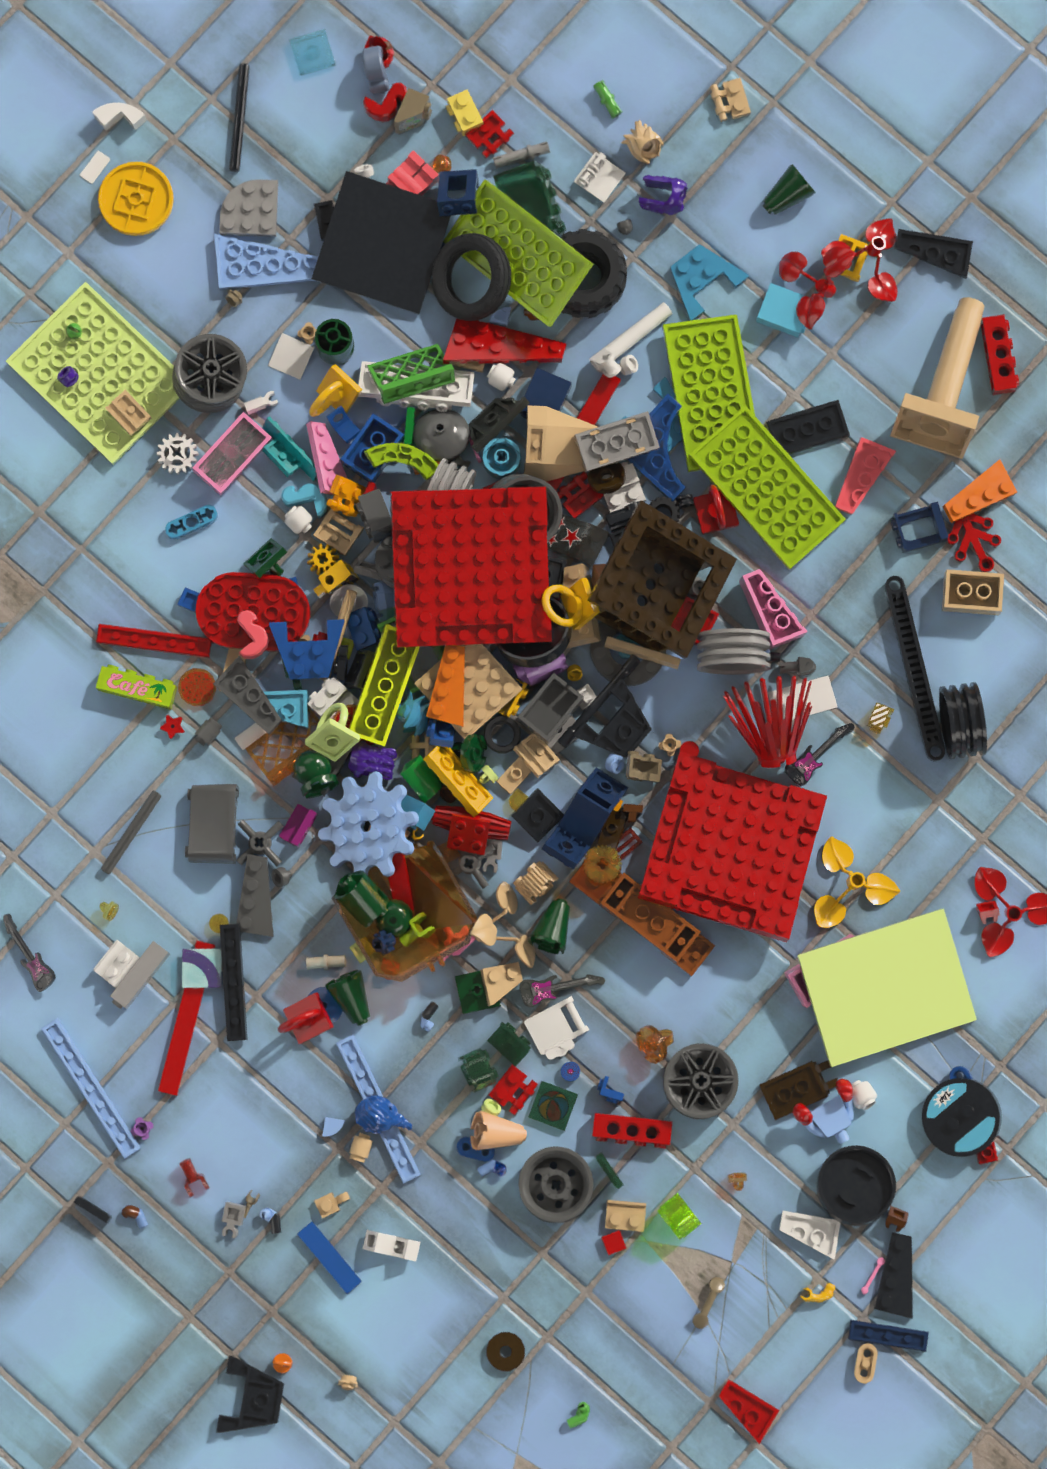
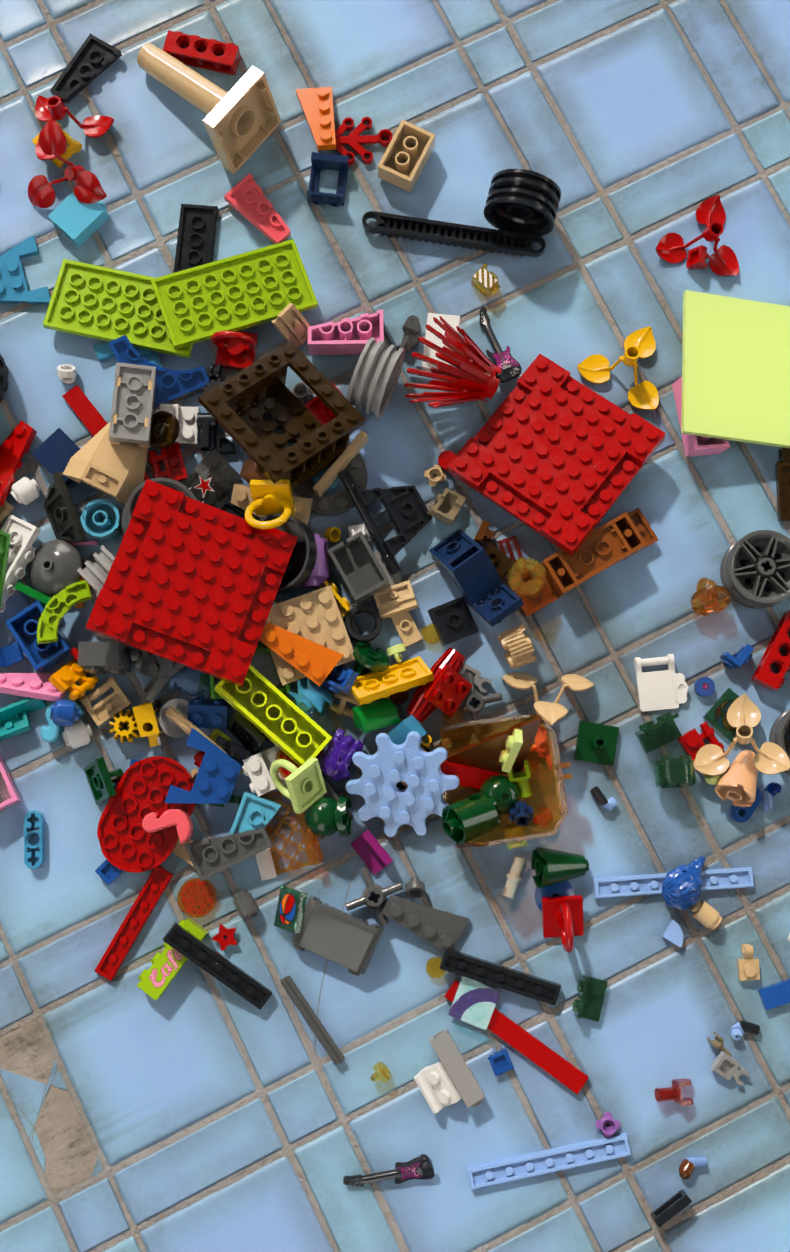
camera: 70 degrees left, 0 degrees up
(146, 729) = (217, 965): none -> black plate
(159, 1013) = (500, 1062): none -> blue tile
(219, 772) = (290, 909): none -> clear green tile
(245, 1071) = (589, 998): none -> clear green bracket
(312, 501) = (64, 713): none -> blue head
(440, 908) = (512, 749): none -> yellowish green plate
(500, 980) = (596, 717): tan wing -> none
(519, 1146) = (744, 716): none -> tan plant
(536, 991) = (619, 688): pearl dark grey piece -> none
(552, 928) = (565, 648): dark green cone -> none
(605, 359) = (52, 390): white axle -> none
(614, 763) = (432, 532): light blue tile -> none
(757, 554) = (292, 325): none -> tan plate

